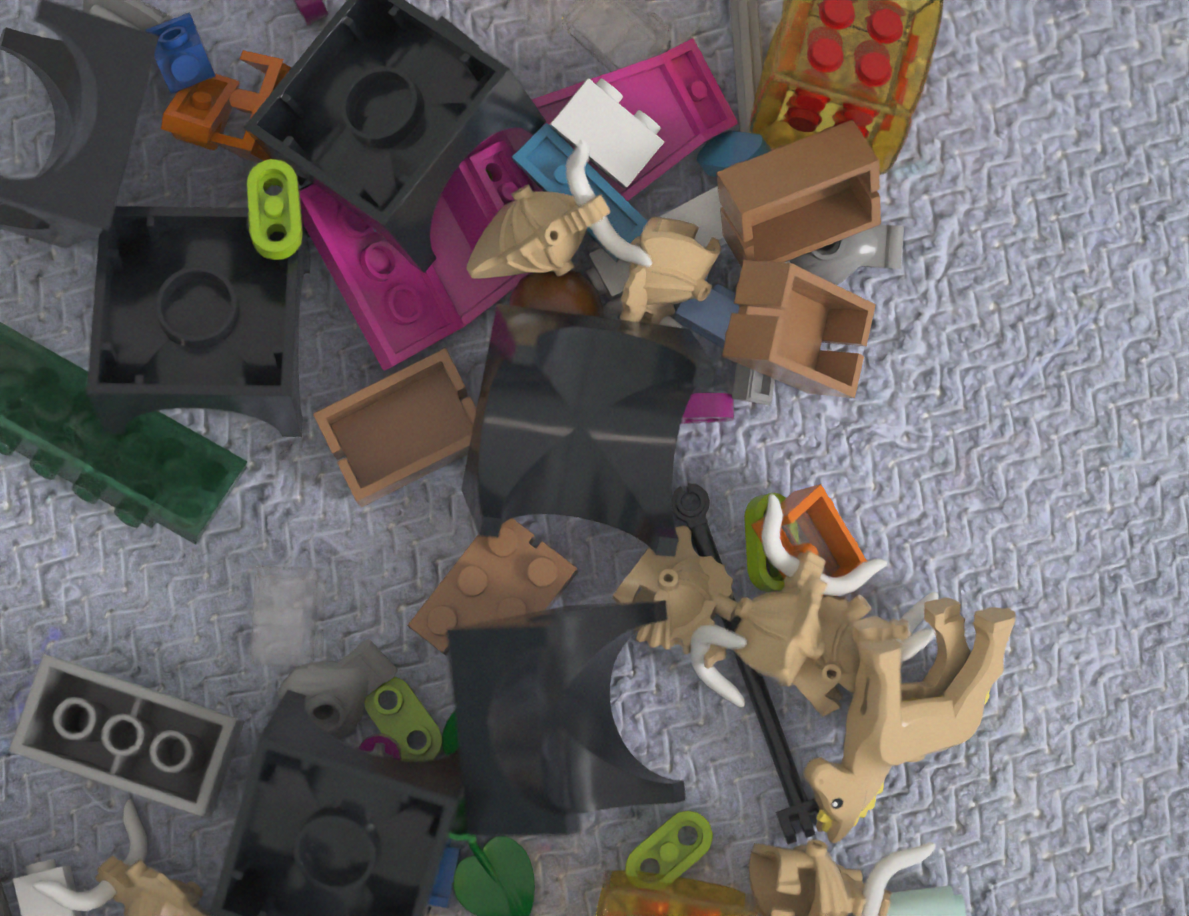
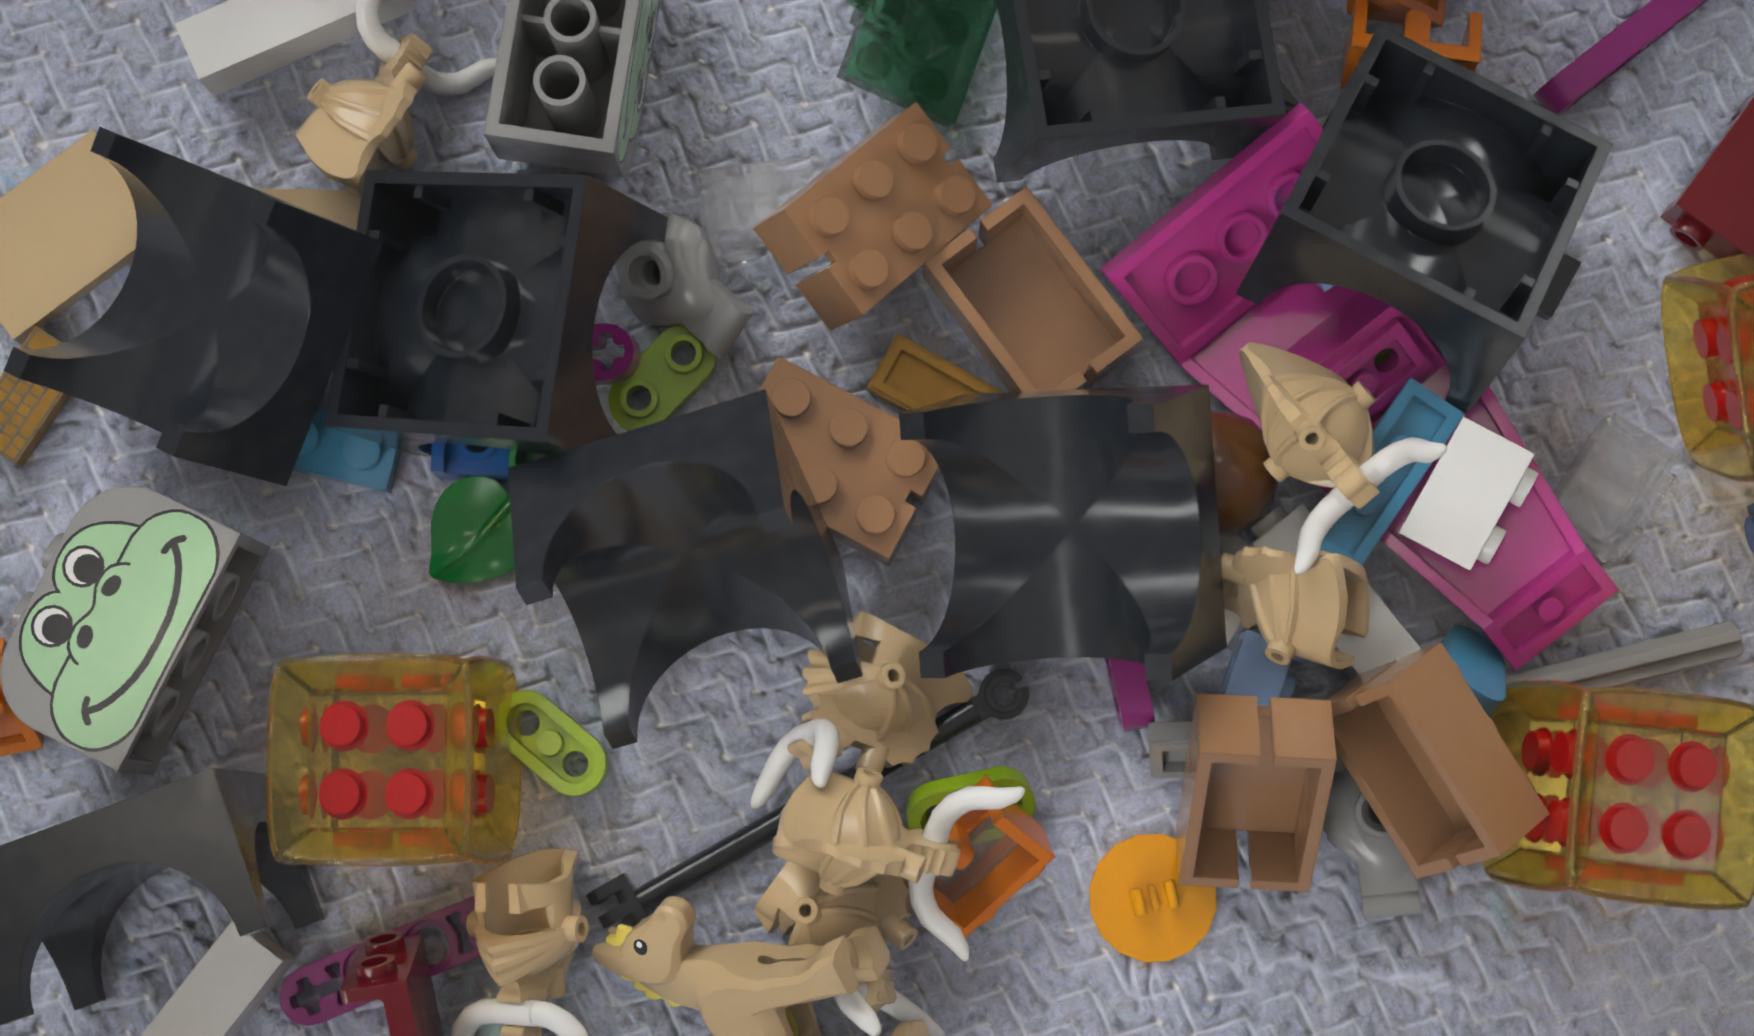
camera: 85 degrees right, 0 degrees up
(275, 212) = (1273, 77): lime plate -> none
(312, 532) = (874, 216): none -> medium nougat piece
(442, 520) = (917, 377): none -> pearl gold tile
(862, 428) = (1143, 906): none -> light orange piece

